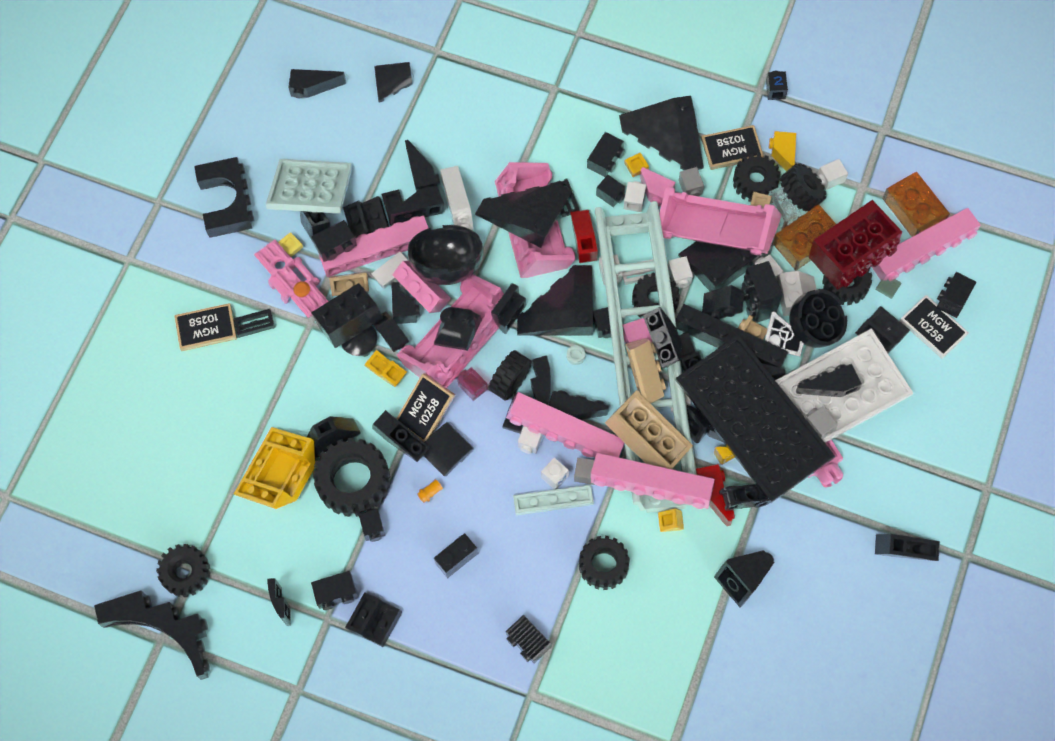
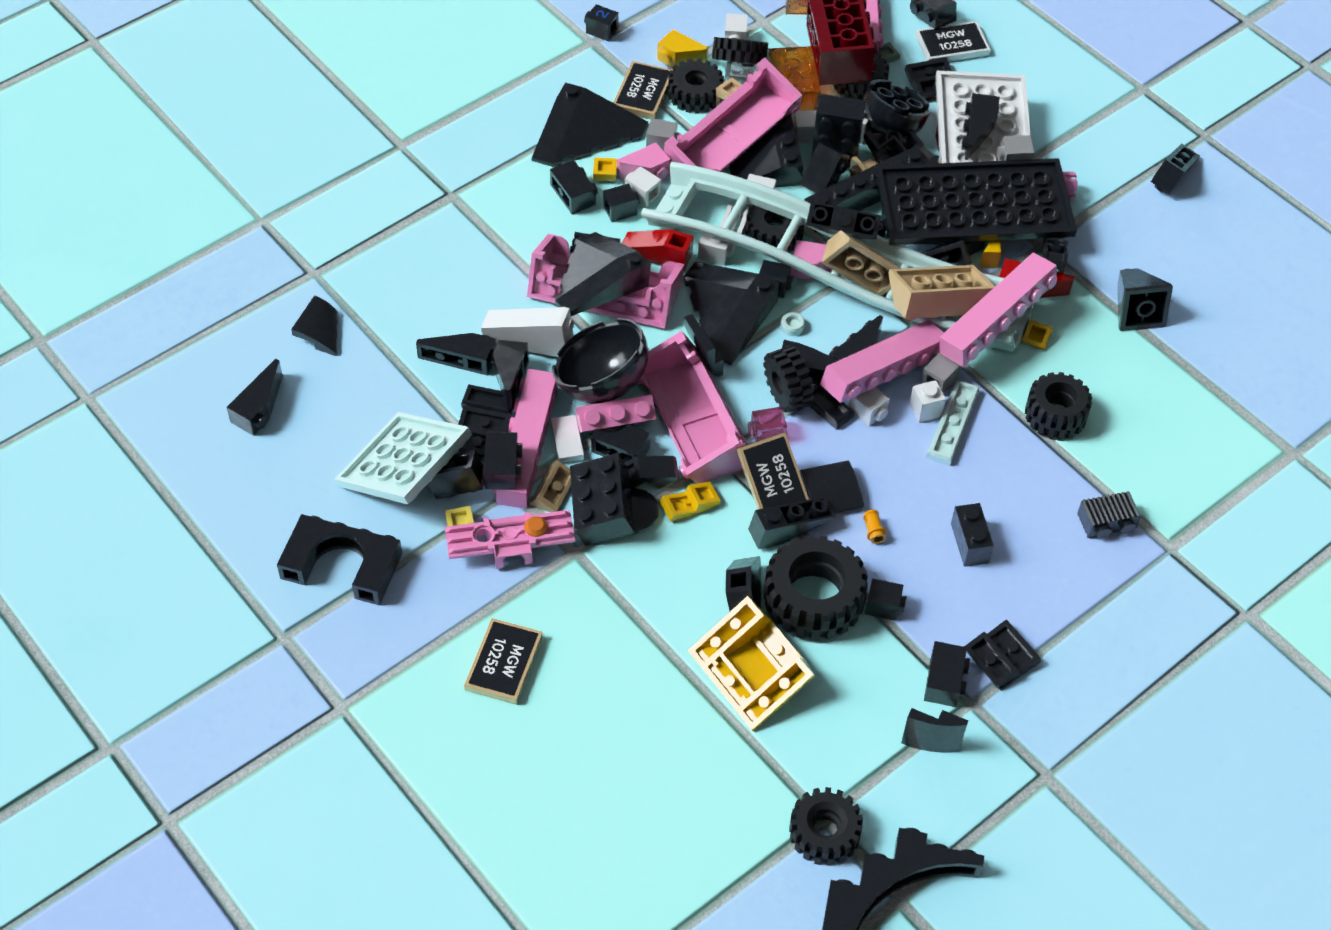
camera: 65 degrees left, 15 degrees down
(240, 329) = (546, 607): black tile -> none
(457, 328) = (694, 403): black slope -> none

